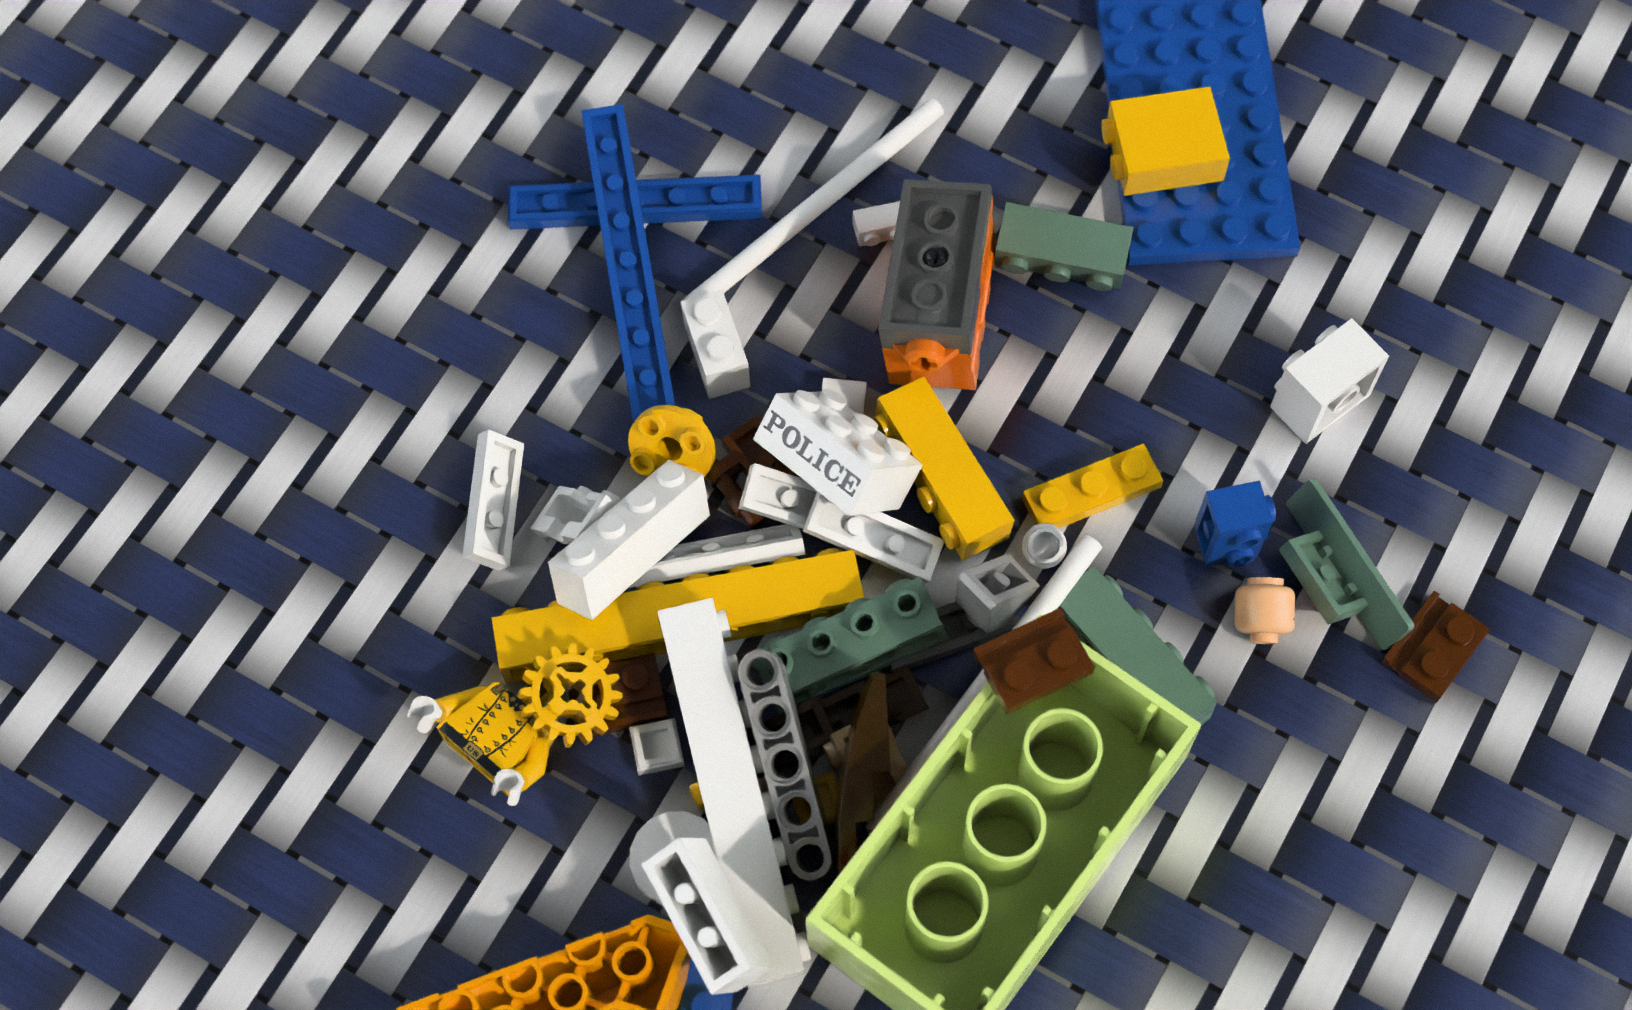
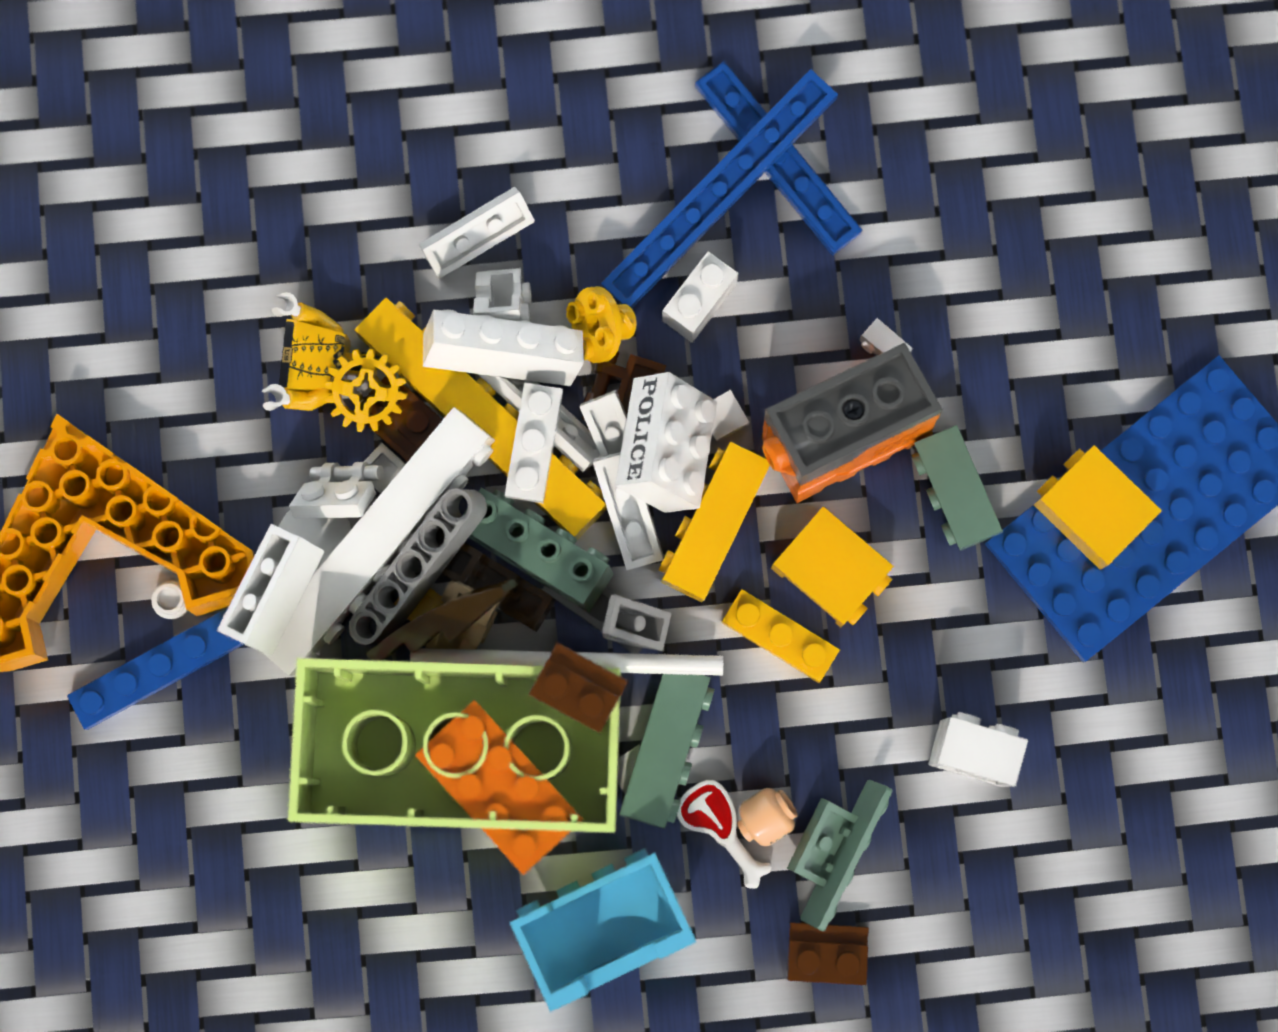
camera: 55 degrees right, 15 degrees up
(649, 795) = (336, 499): none -> white plate
(745, 573) = (533, 443): none -> white plate
(821, 200) = (869, 287): white piece -> none
(1044, 546) = (710, 631): white plate -> none
(1060, 395) = (834, 567): none -> yellow panel
(1075, 813) = (497, 787): none -> orange plate
(1228, 660) = (711, 811): none -> white piece
(1234, 524) = (812, 756): blue brick -> none
(1281, 818) = (601, 929): none -> medium azure cylinder

